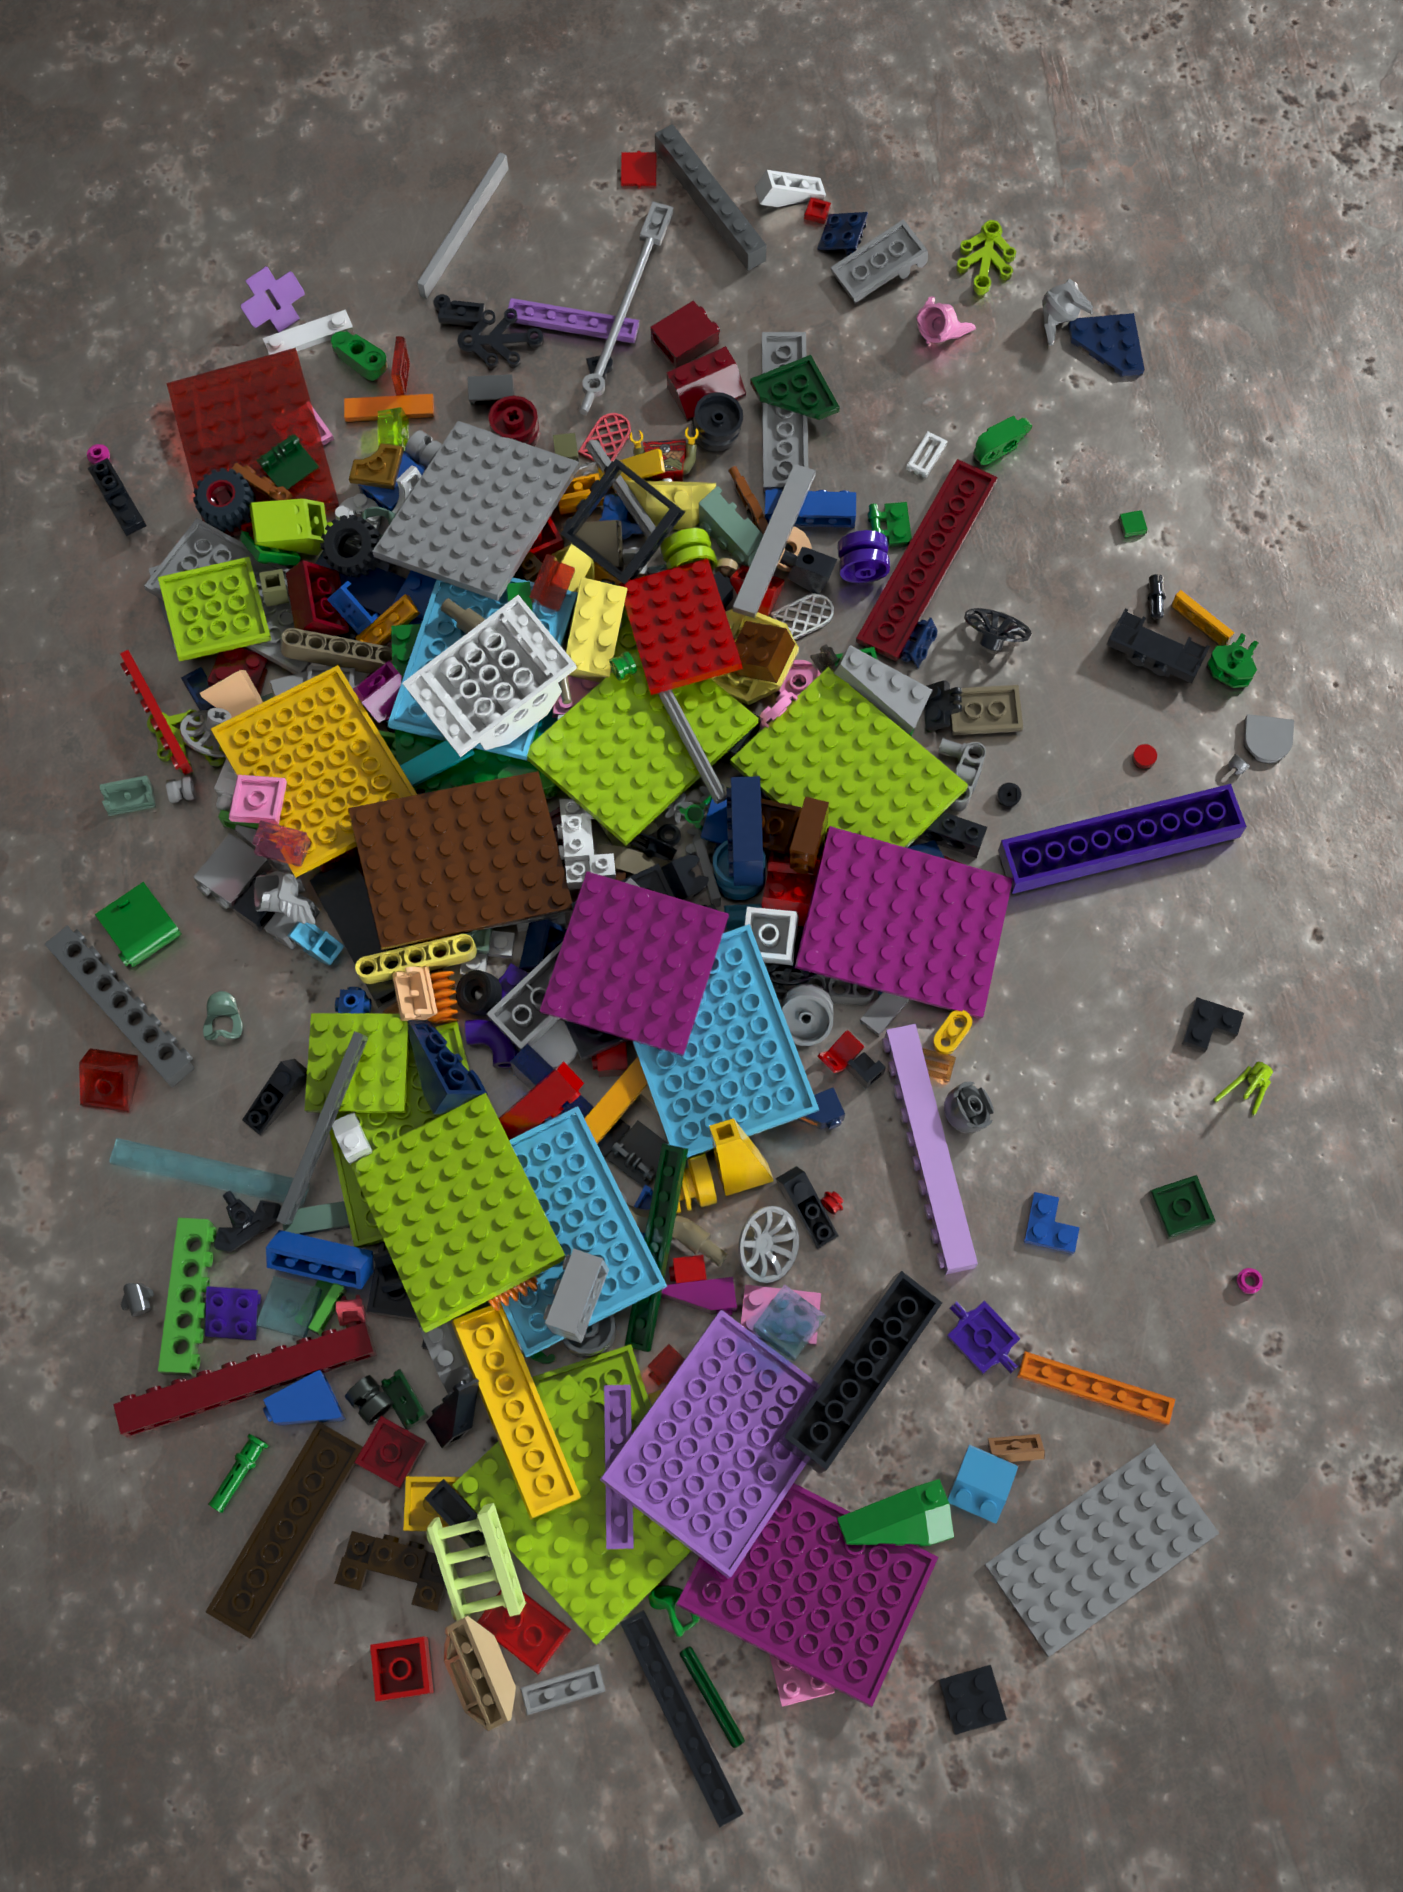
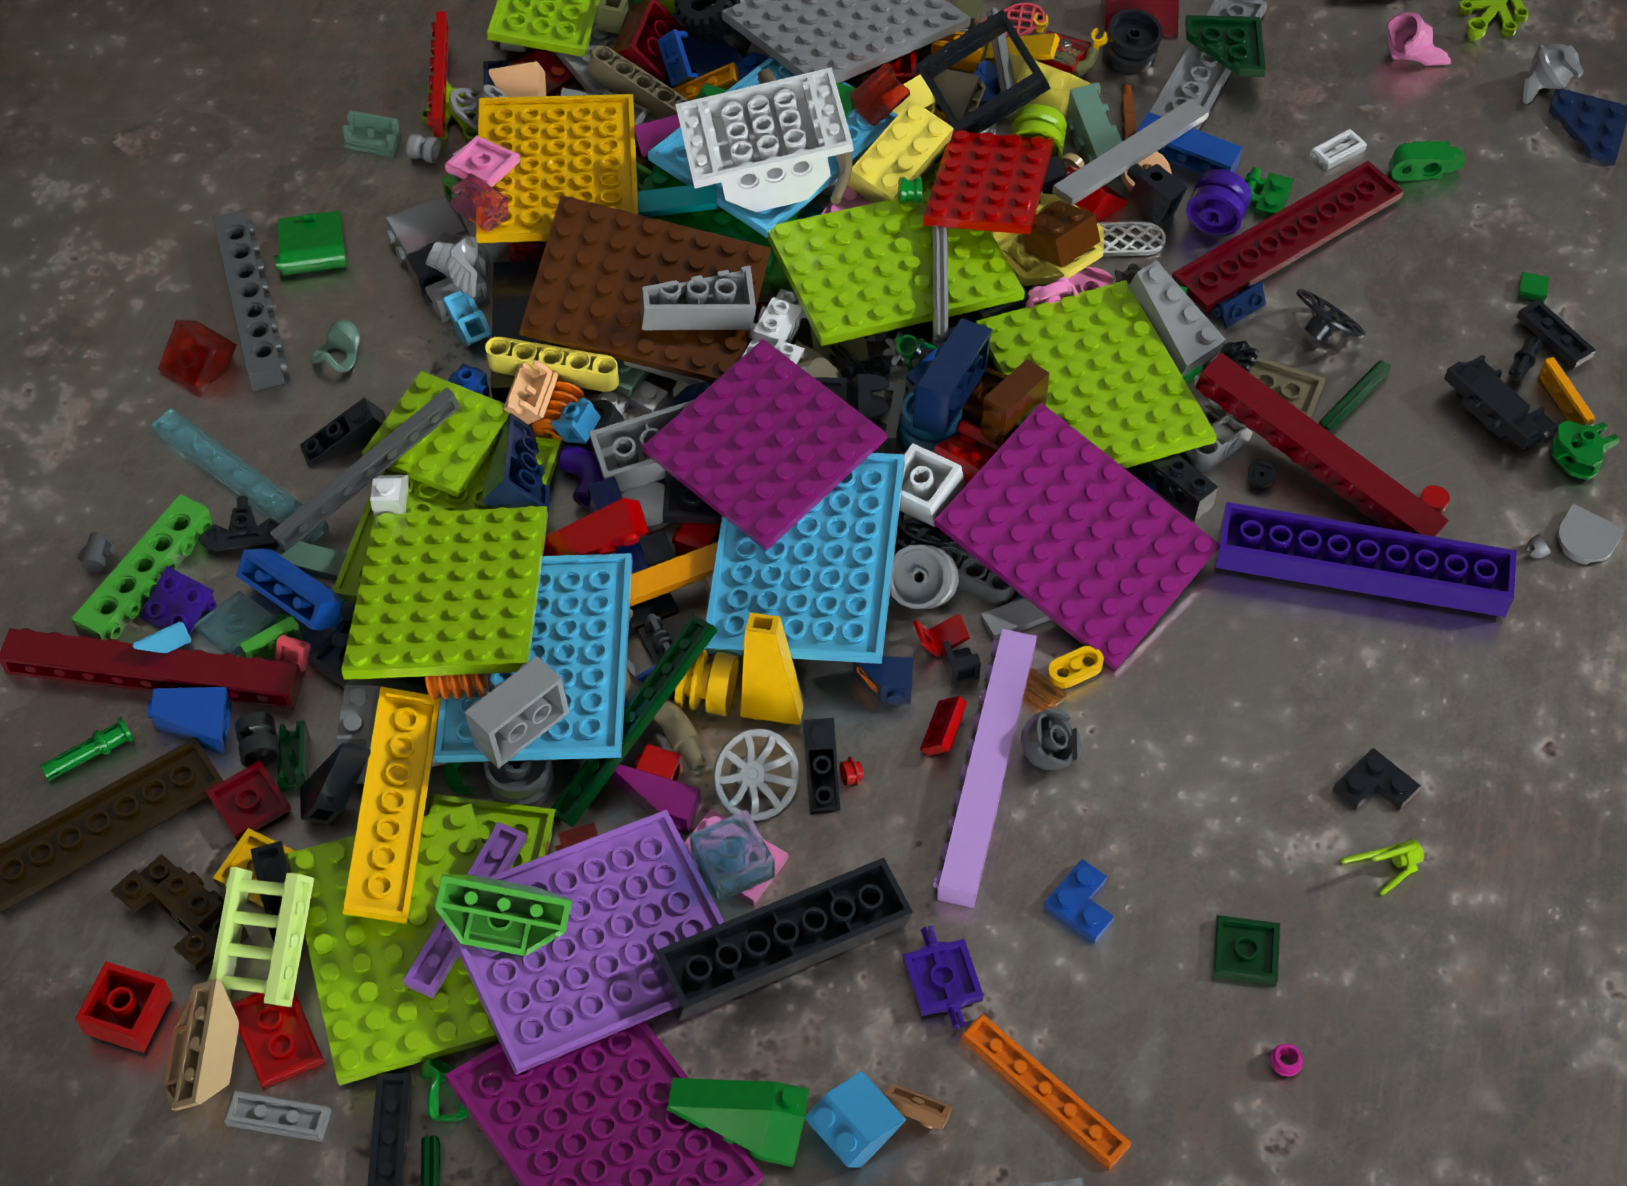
camera: 25 degrees right, 15 degrees down
(244, 1353) = (165, 639): none -> medium azure slope
(465, 1002) = (577, 421): none -> dark azure brick
(517, 856) = (701, 303): none -> light grey wedge
(592, 1084) = (656, 548): none -> black panel
(660, 1466) = (501, 913): none -> bright green wedge
(881, 1130) = (943, 726): none -> red plate
(1045, 690) = (1355, 396): none -> dark green axle
(1047, 760) = (1317, 449): none -> dark red brick
(1169, 561) = (1556, 333): none -> black plate

